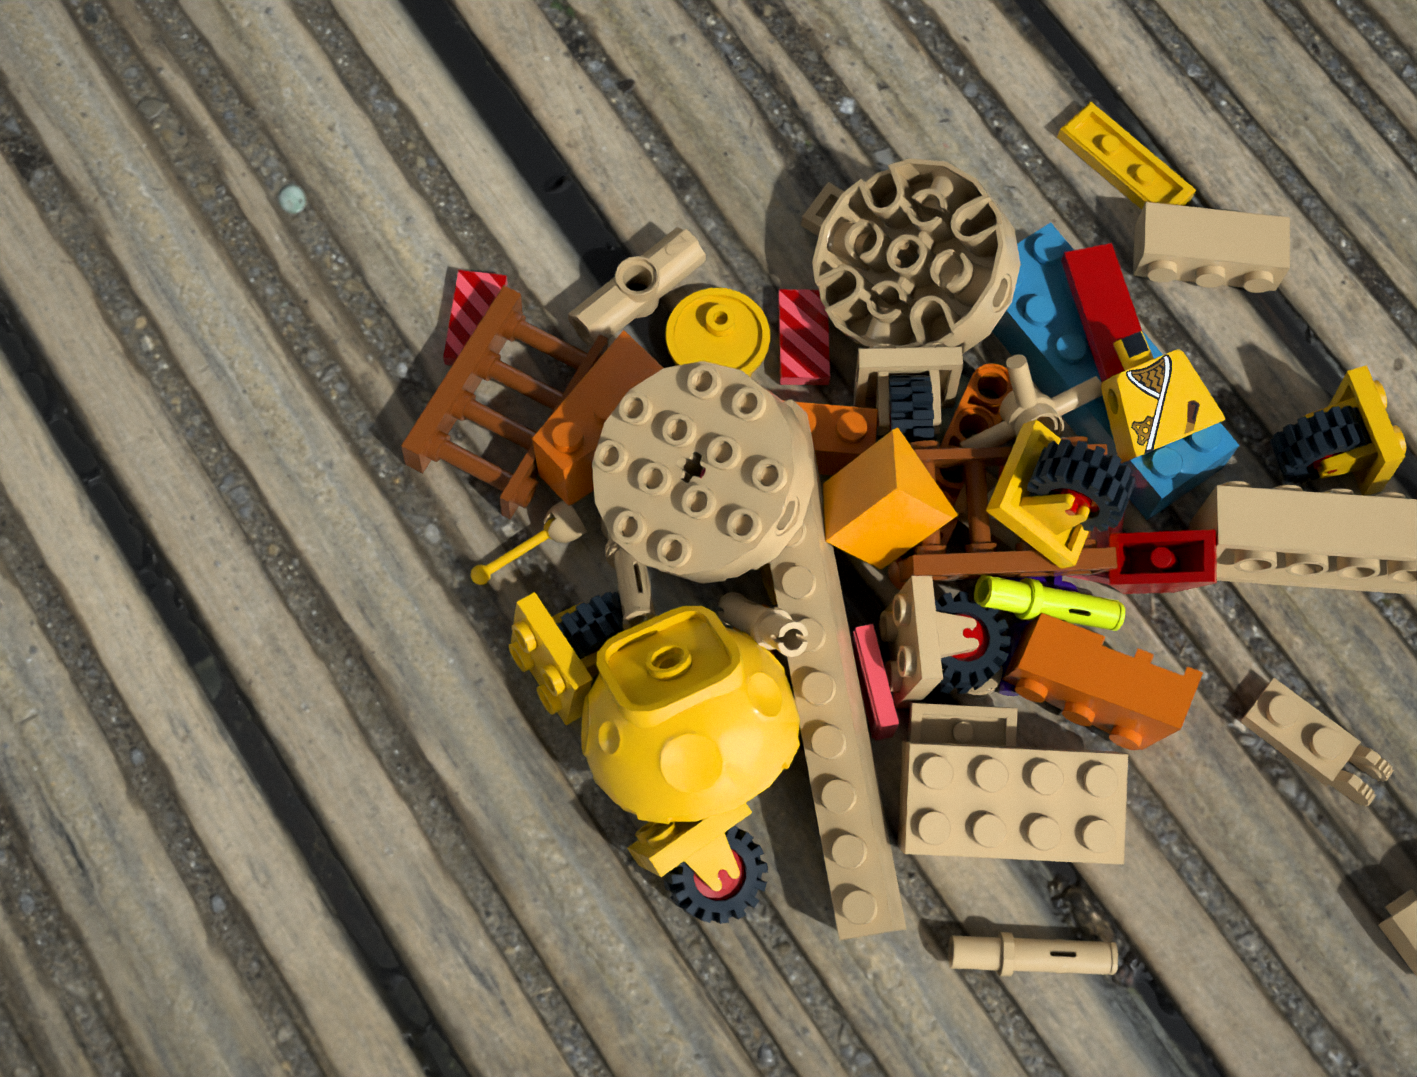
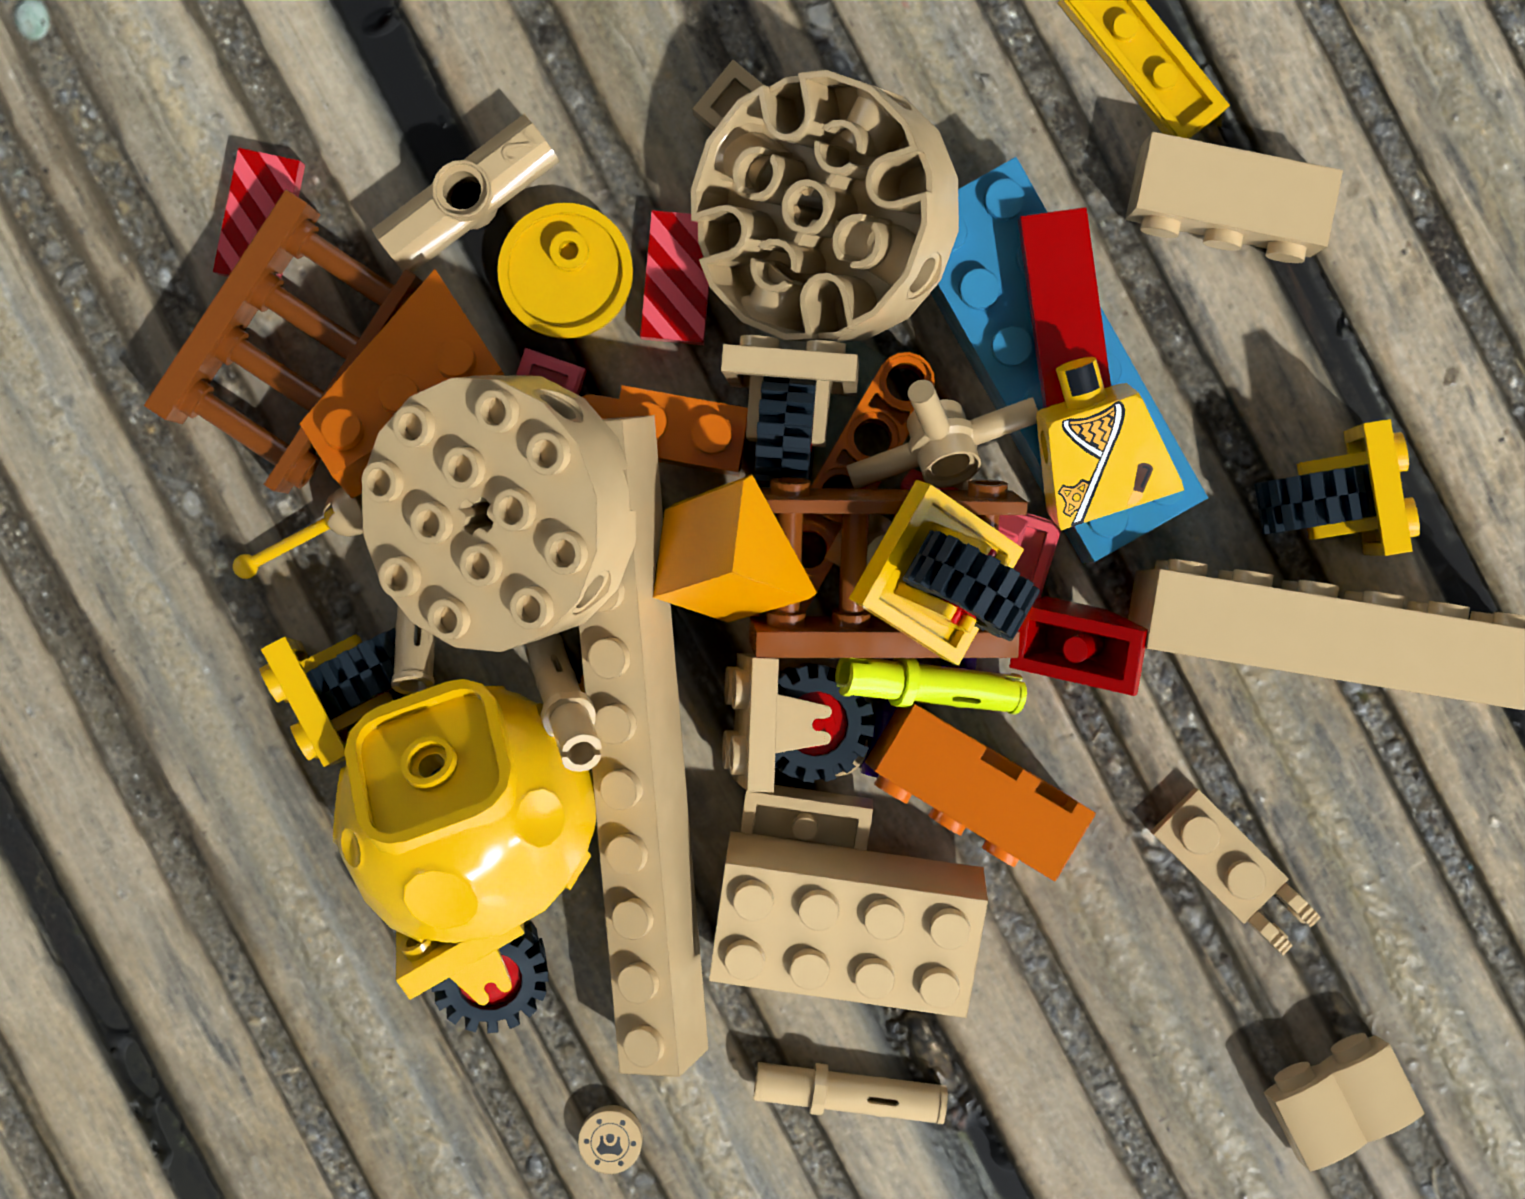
camera: 10 degrees right, 20 degrees up
(831, 1019) = (610, 1139): none -> tan tile
(874, 683) = (705, 755): coral tile -> none

